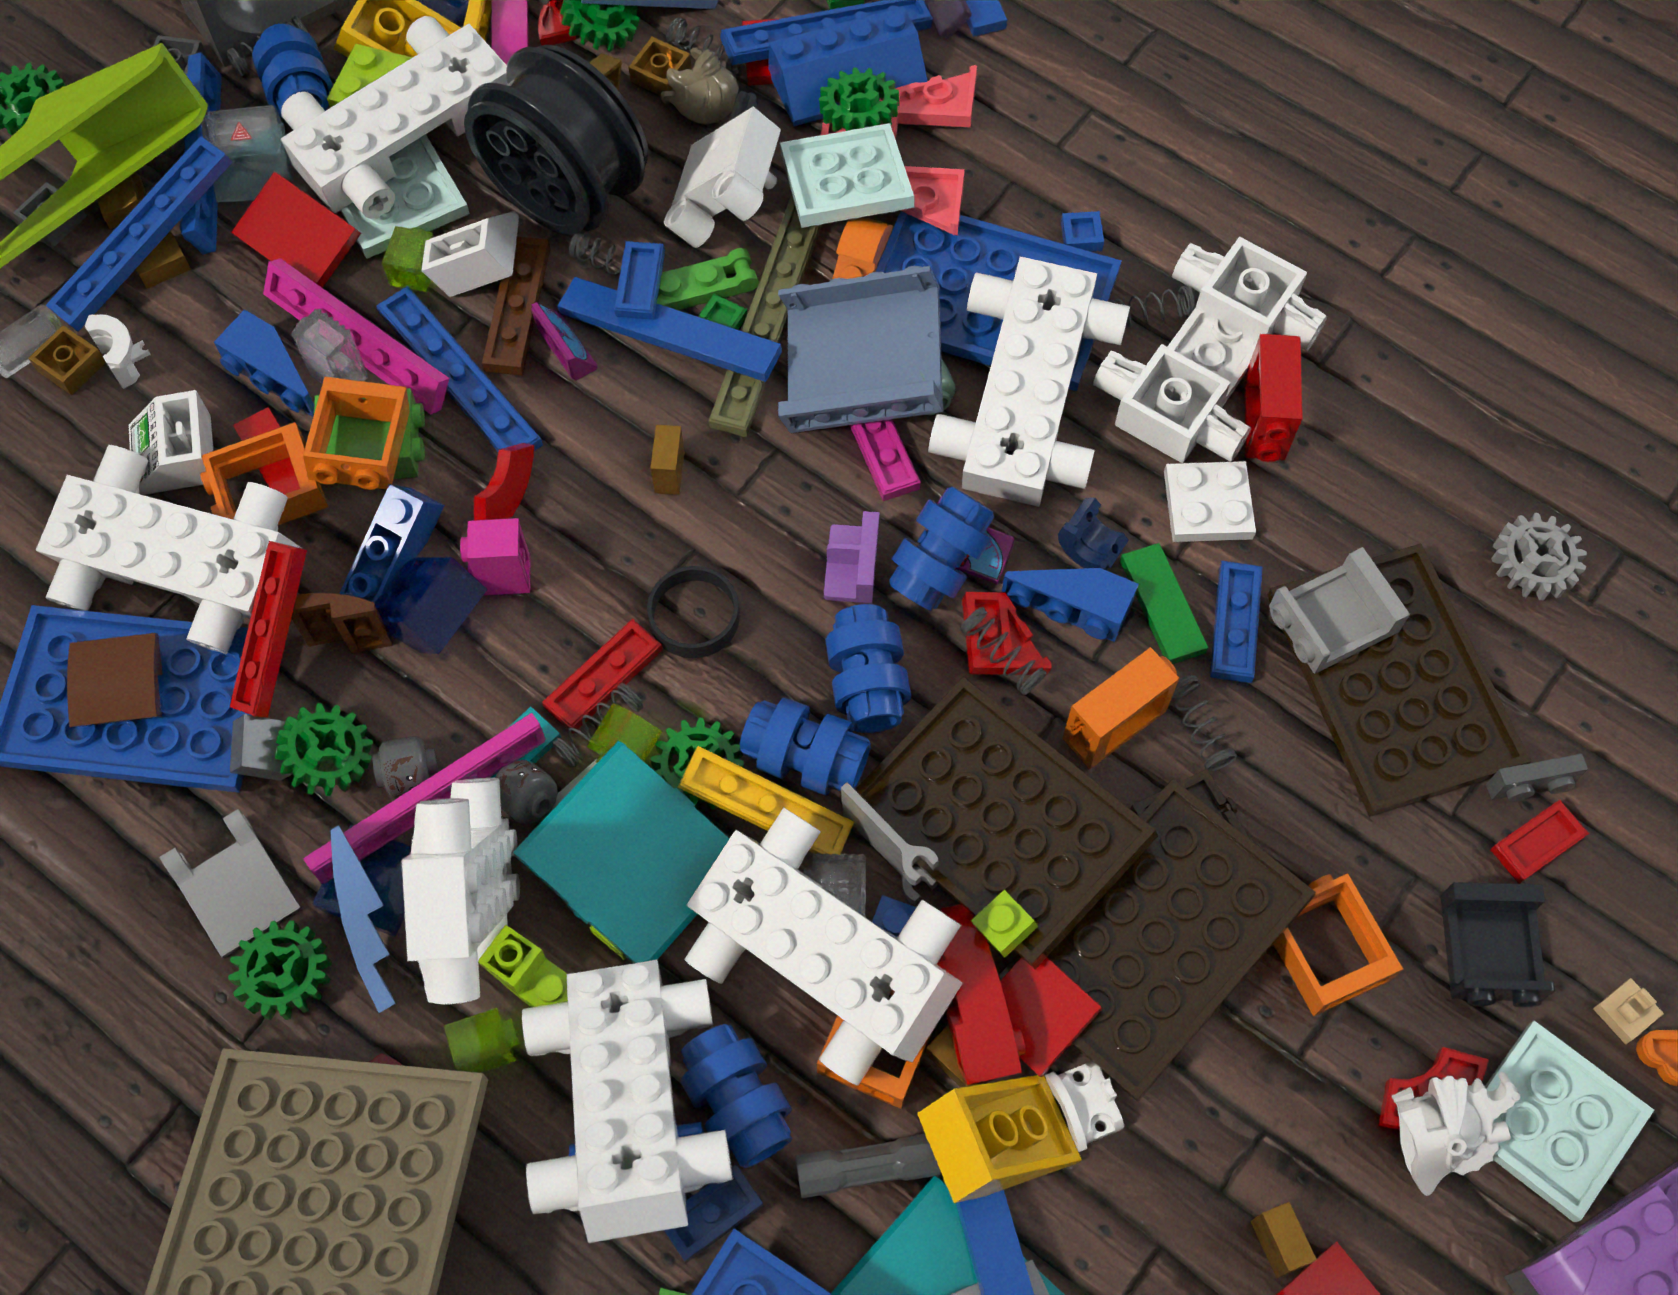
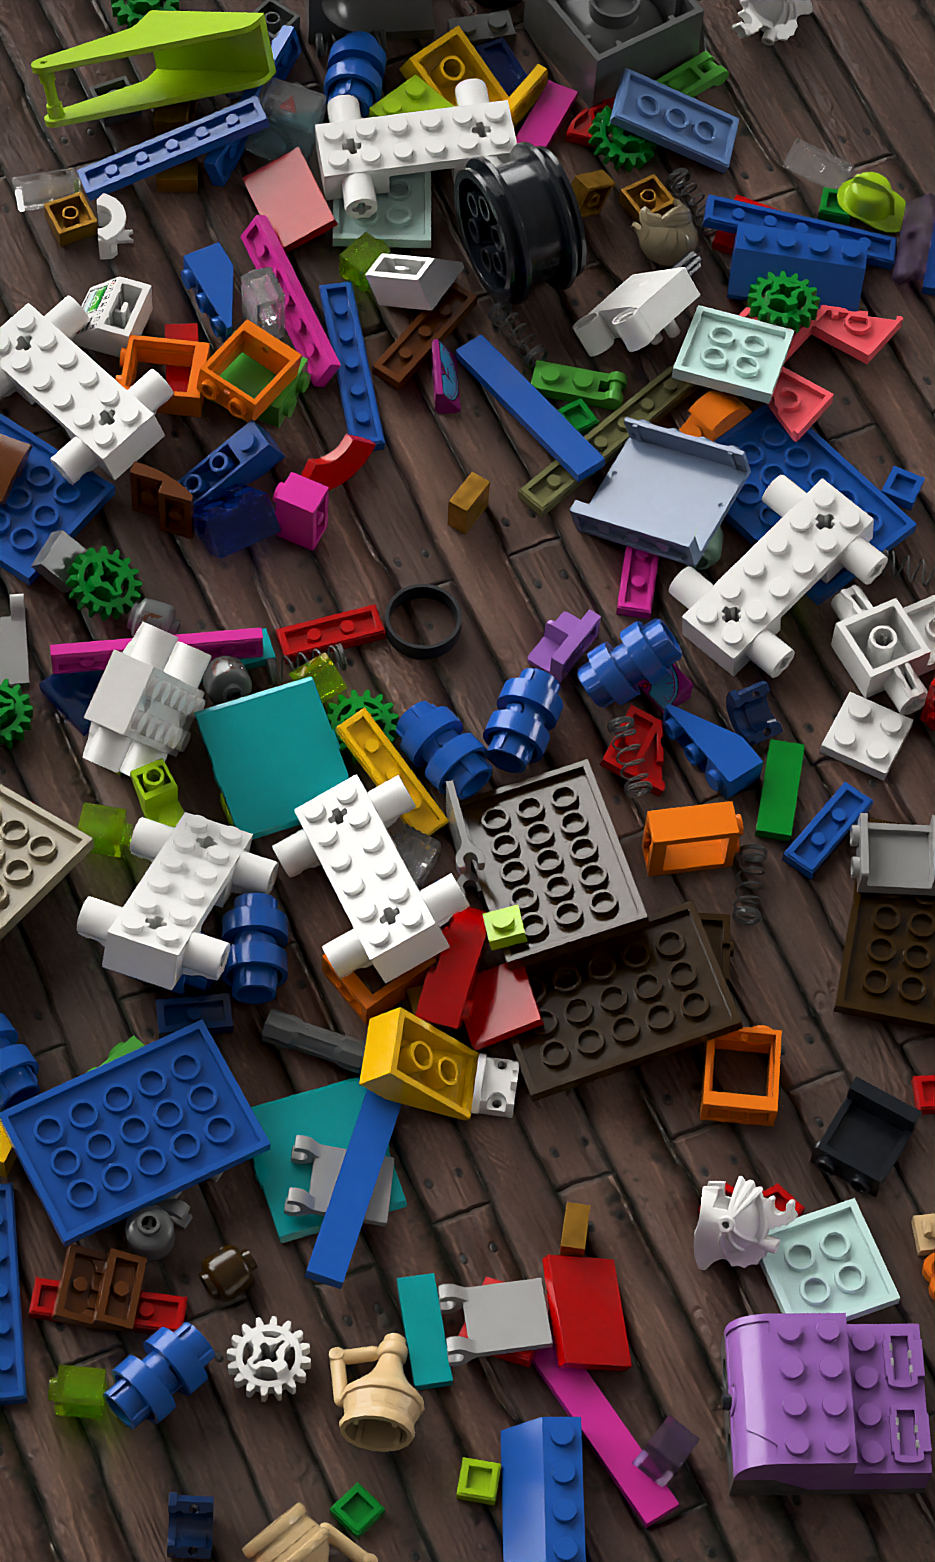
camera: 25 degrees right, 5 degrees down
(268, 629) = (110, 478): red tile -> none
(356, 900) = (69, 691): medium blue slope -> none
(639, 280) = (527, 359): blue tile -> none

